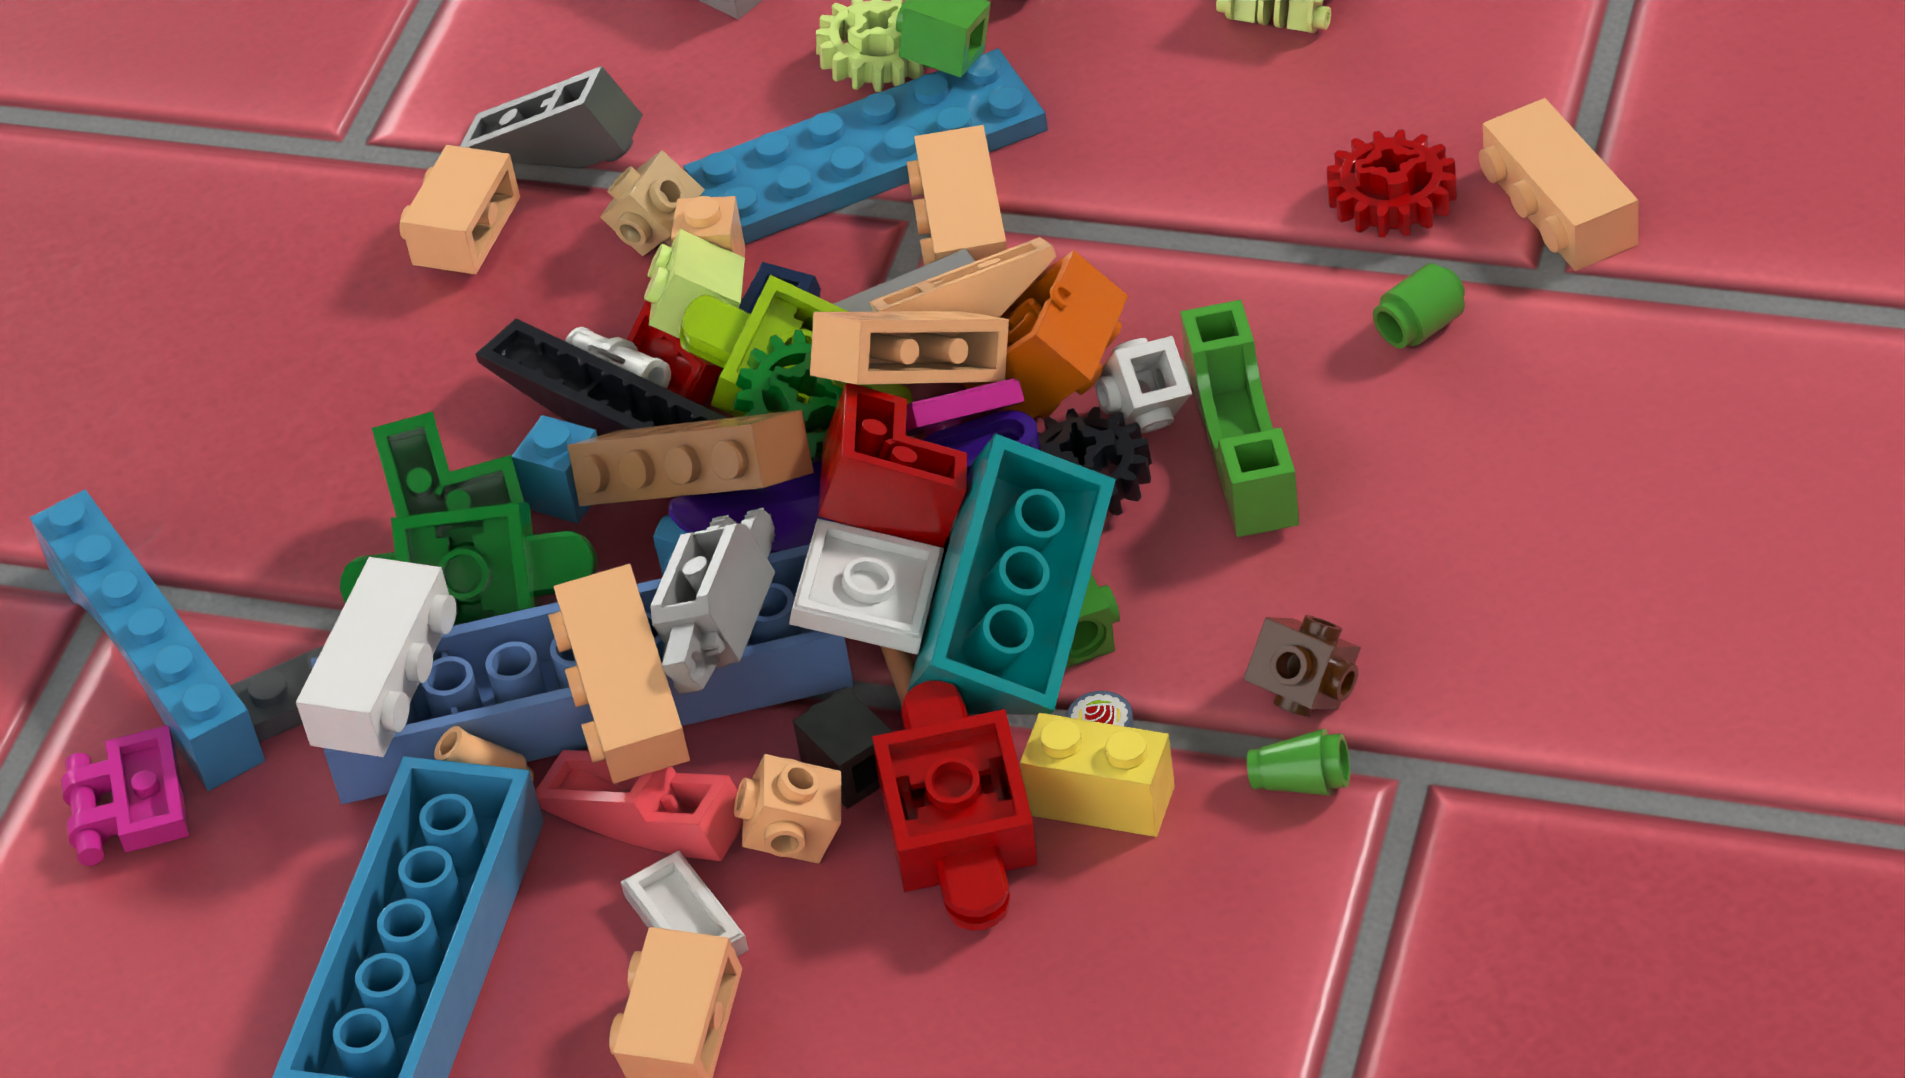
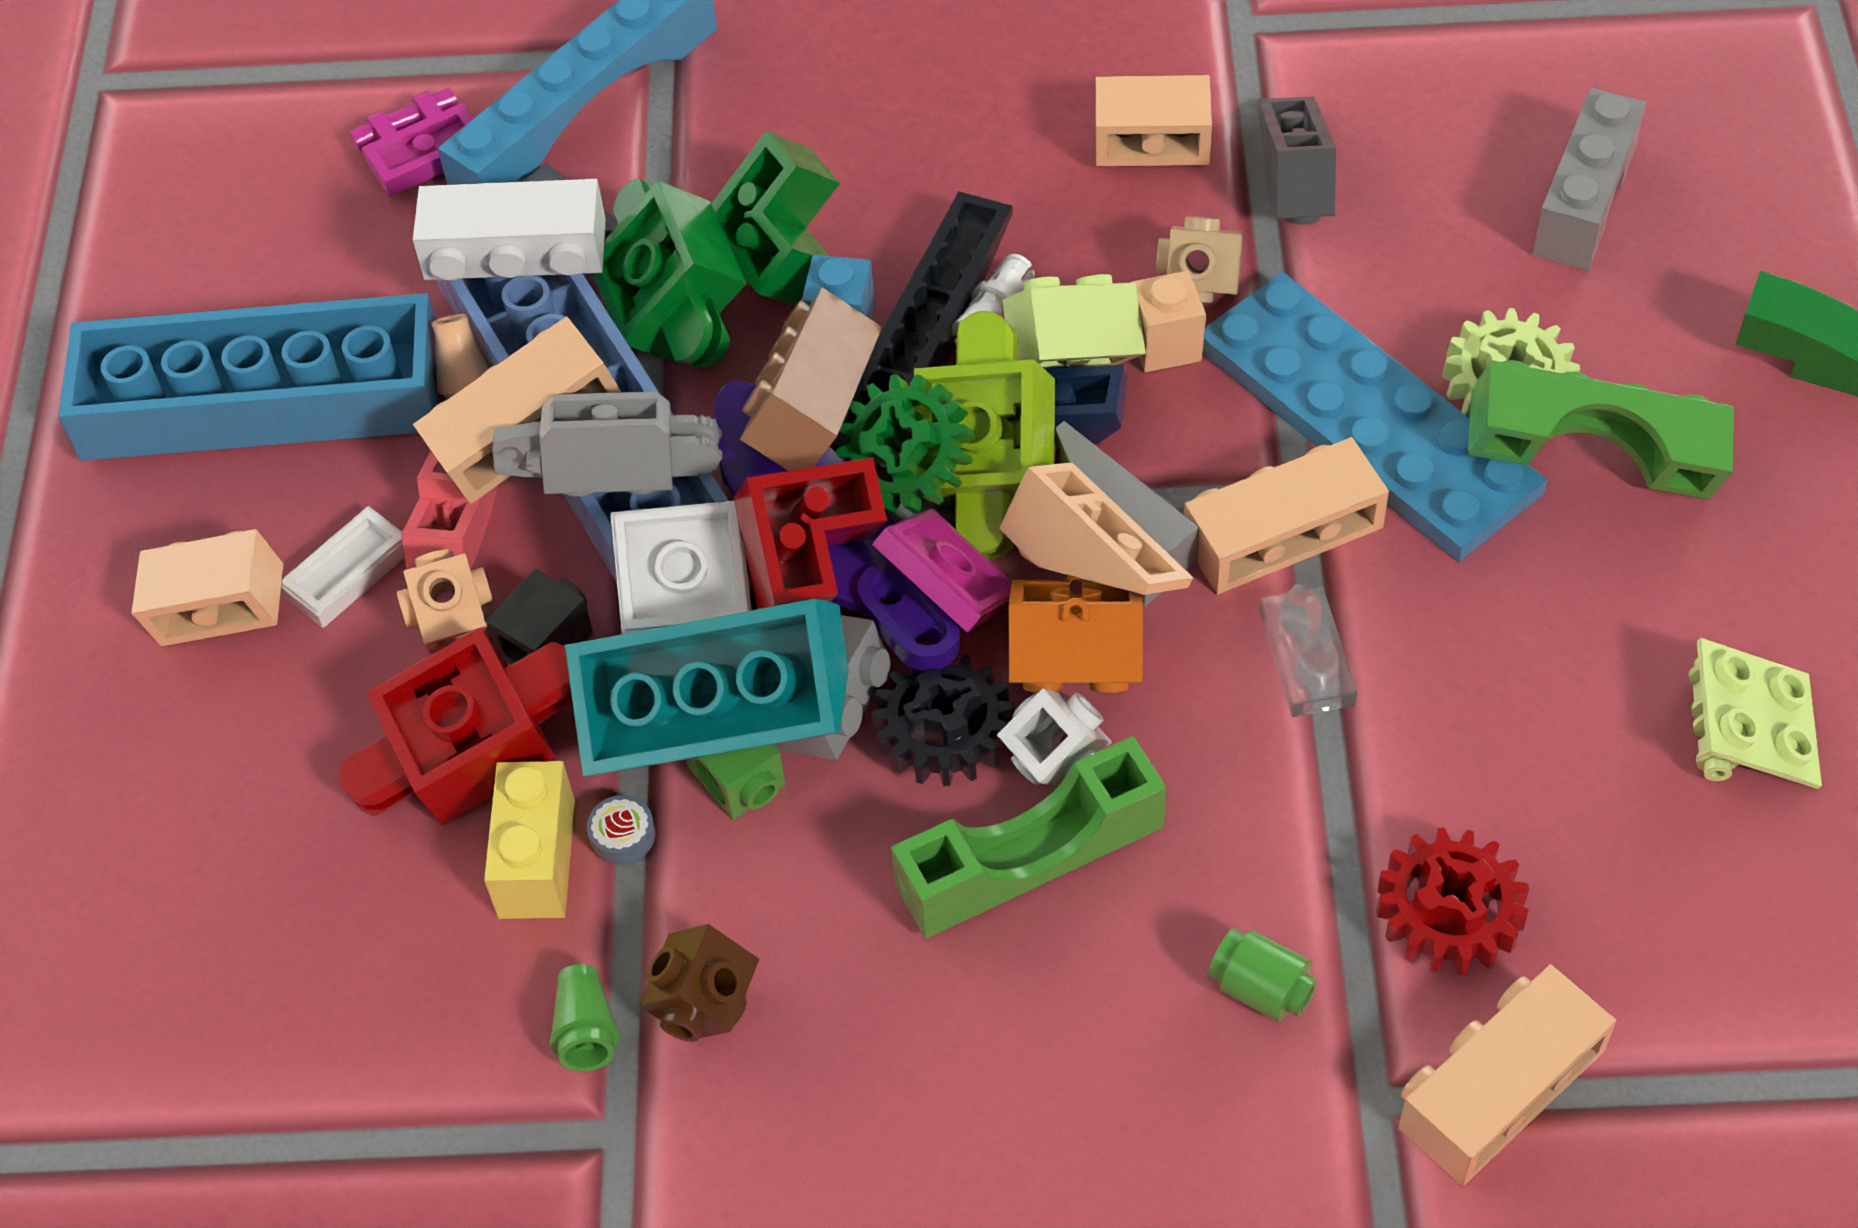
camera: 70 degrees right, 10 degrees up
(908, 347) = (960, 502): light nougat brick -> none
(1119, 230) = (1307, 651): none -> clear tile

